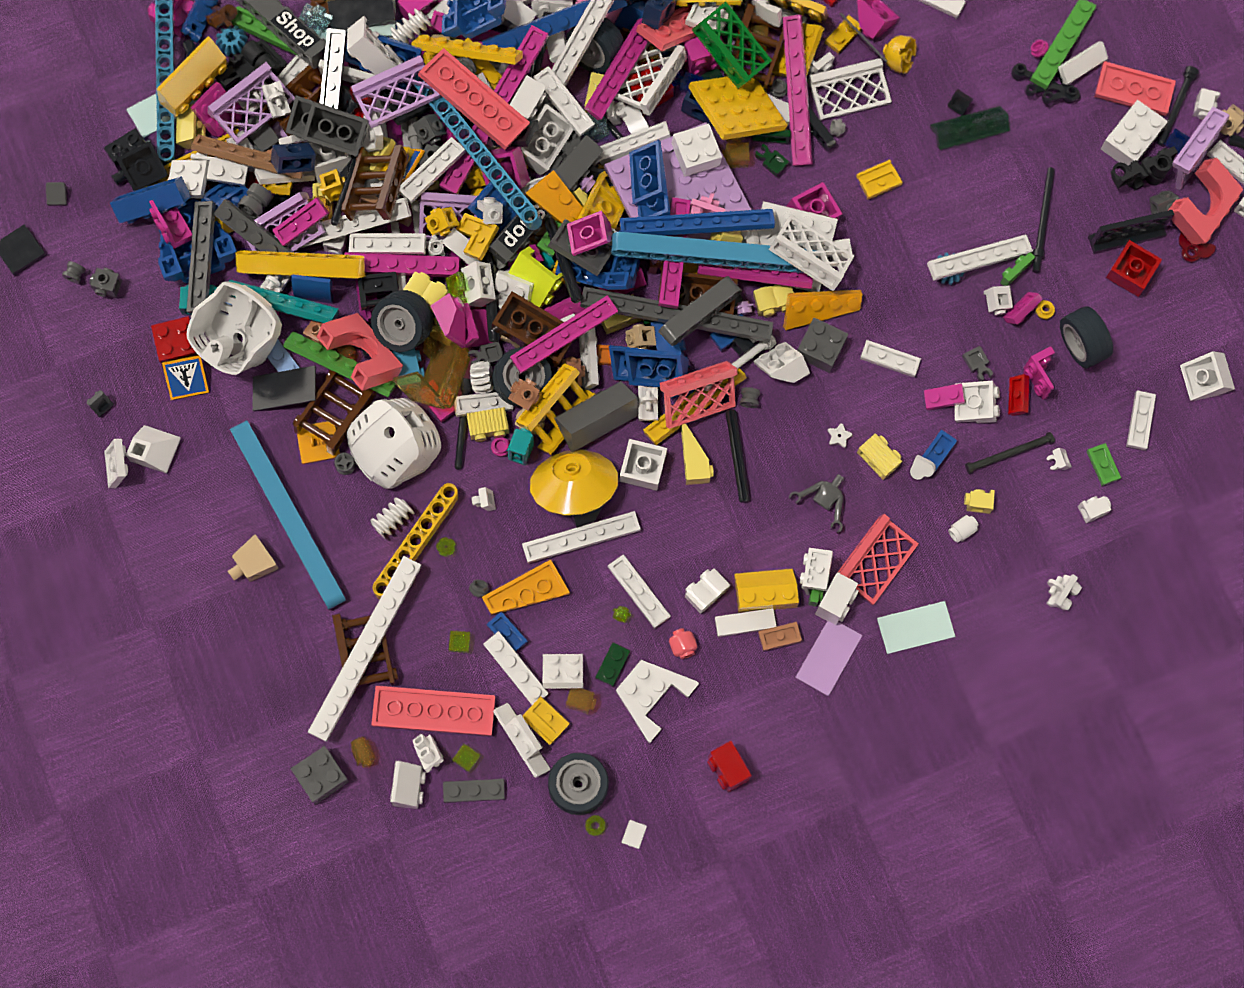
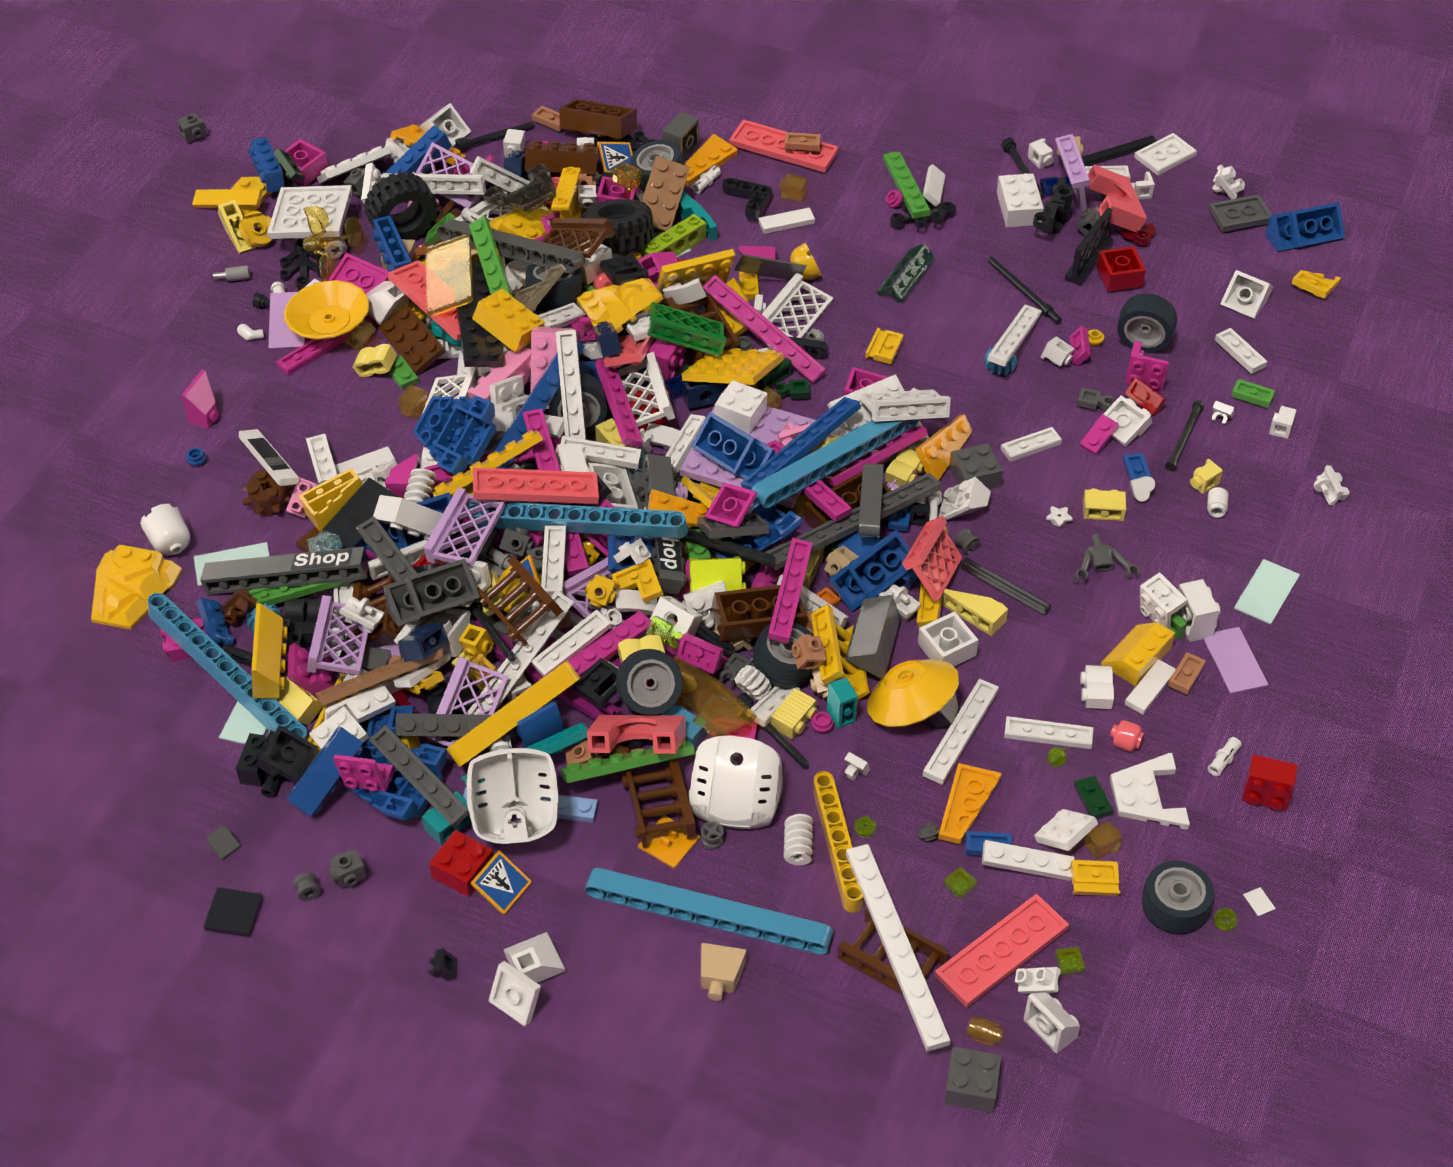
camera: 40 degrees left, 25 degrees down
(255, 200) = (420, 699): dark grey wheel -> none
(284, 388) = (597, 820): black window -> none
(300, 221) = (481, 680): dark pink plate -> none
(451, 318) = (686, 646): dark pink slope -> none
(473, 790) = (1104, 981): dark grey plate -> none
(522, 739) = (1096, 901): white bracket -> none
(730, 718) = (1224, 756): none -> white pin
(866, 545) = (1168, 567): coral fence -> none
(960, 102) = (881, 263): black tile -> none
(1022, 263) = (1045, 321): bright green plate -> none
(1129, 85) = (981, 177): coral plate -> none

